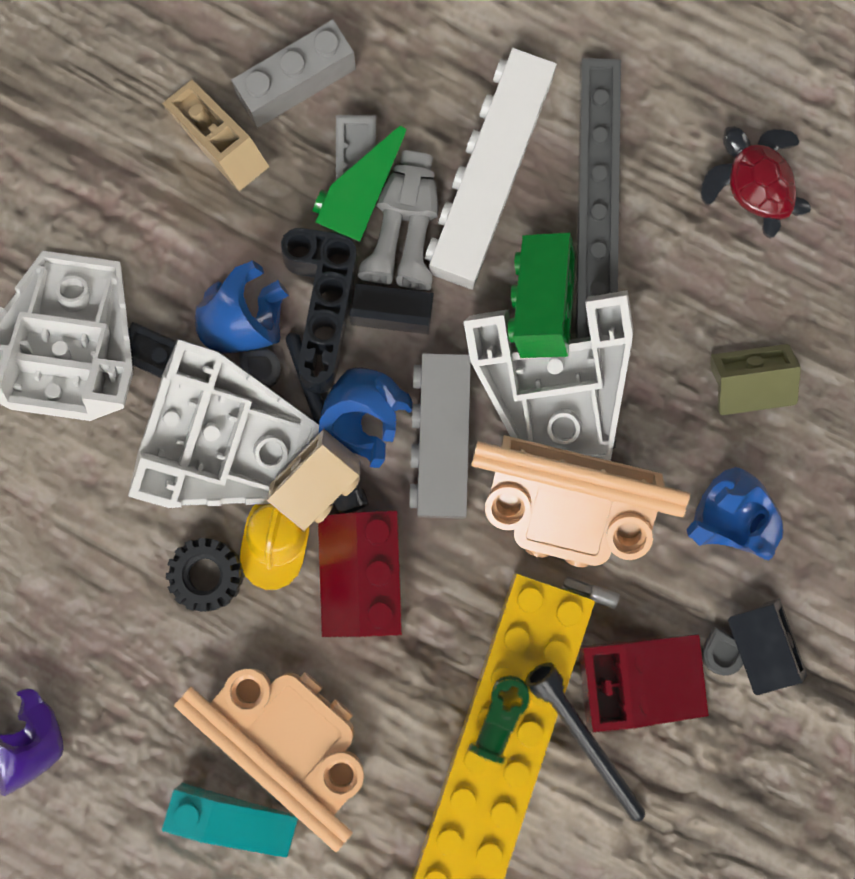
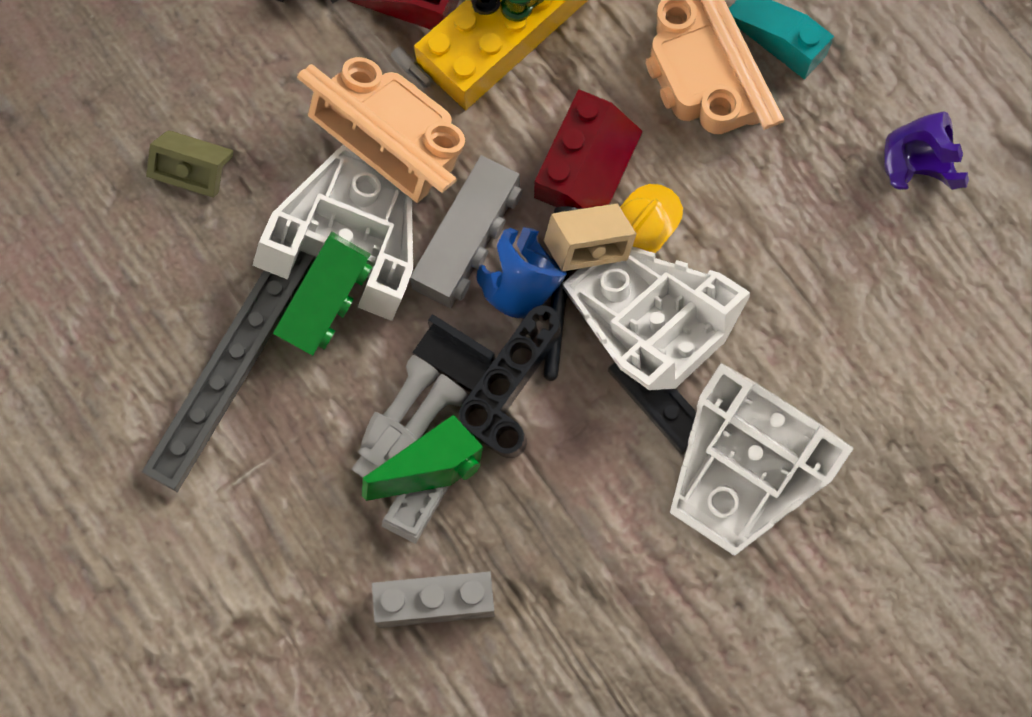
camera: 150 degrees left, 10 degrees down
(180, 580) = (719, 197): black tyre -> none
(216, 135) = (532, 583): tan slope -> none
(225, 320) = (593, 396): blue piece -> none
(261, 365) = (591, 363): dark grey tile -> none
(491, 169) = (305, 432): white brick -> none
(738, 515) = (263, 64): blue piece -> none
(758, 177) = (86, 314): animal -> none

